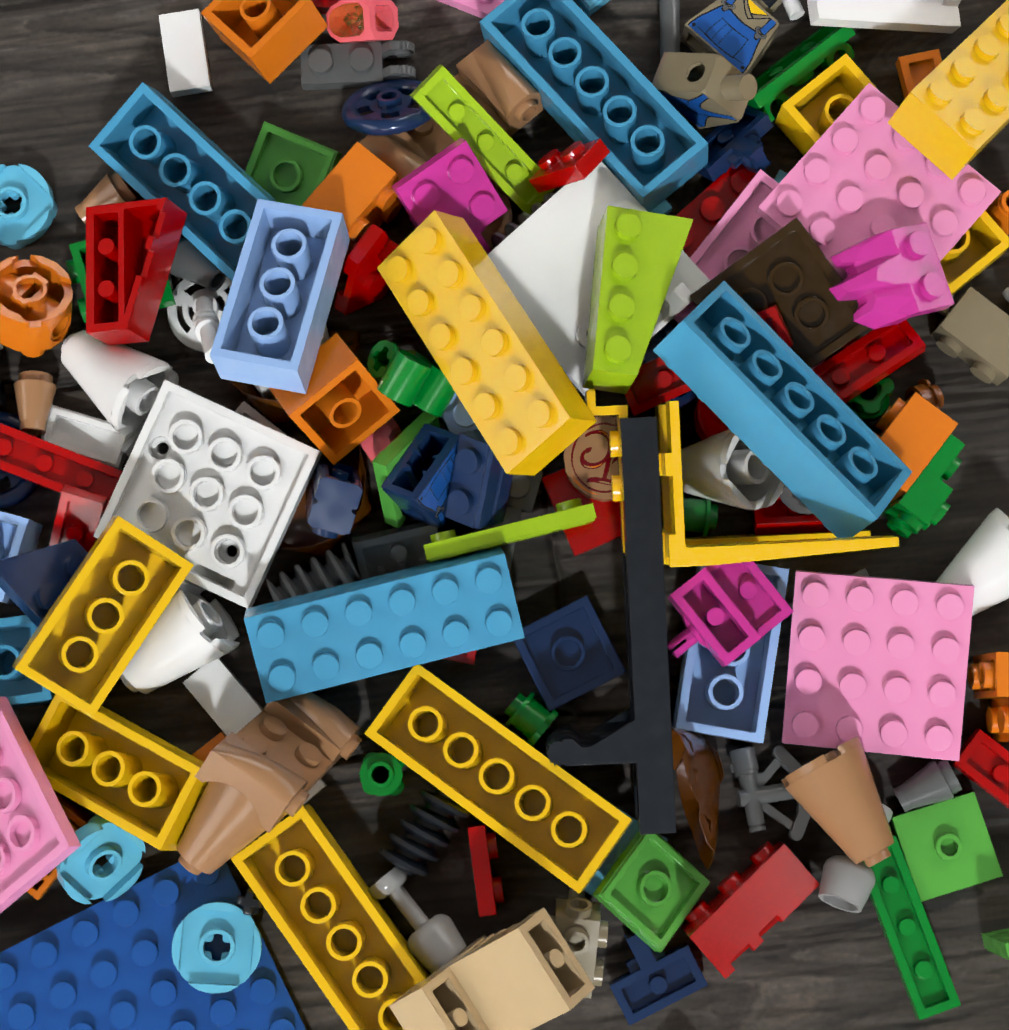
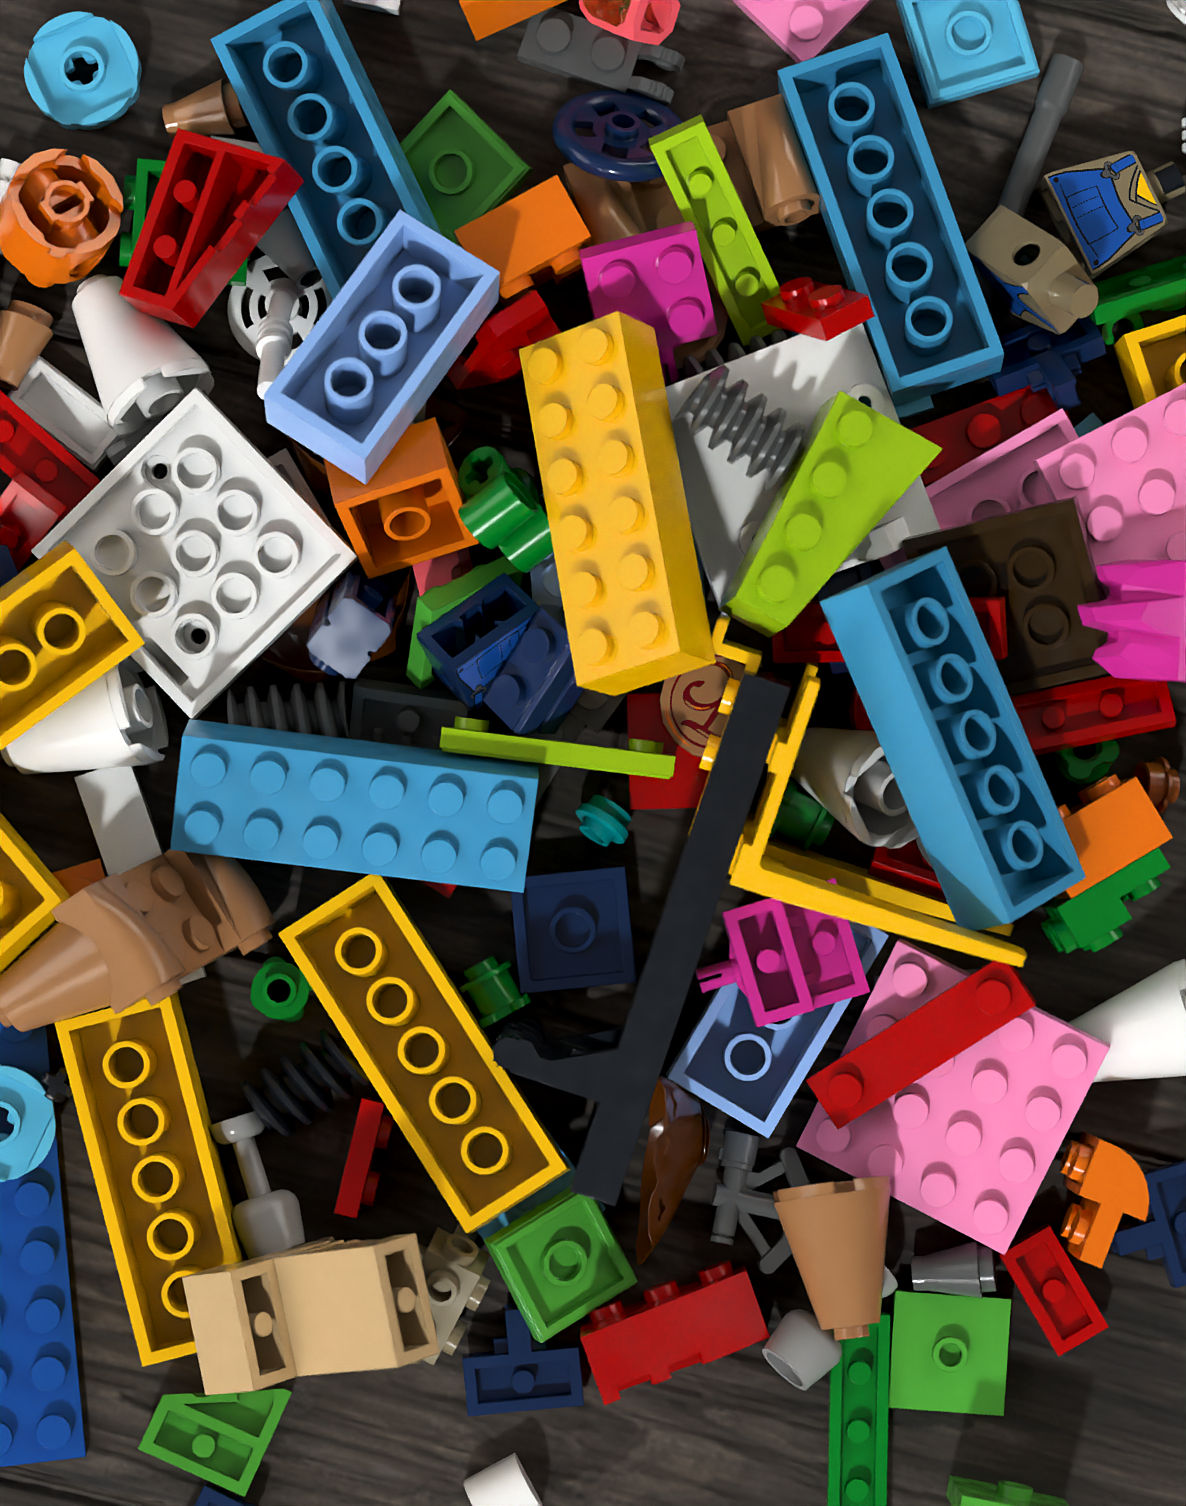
camera: 15 degrees right, 5 degrees up
(550, 257) = (743, 425): none -> dark grey piece
(559, 570) = (603, 821): none -> teal plate
(841, 633) = (921, 1041): none -> red plate

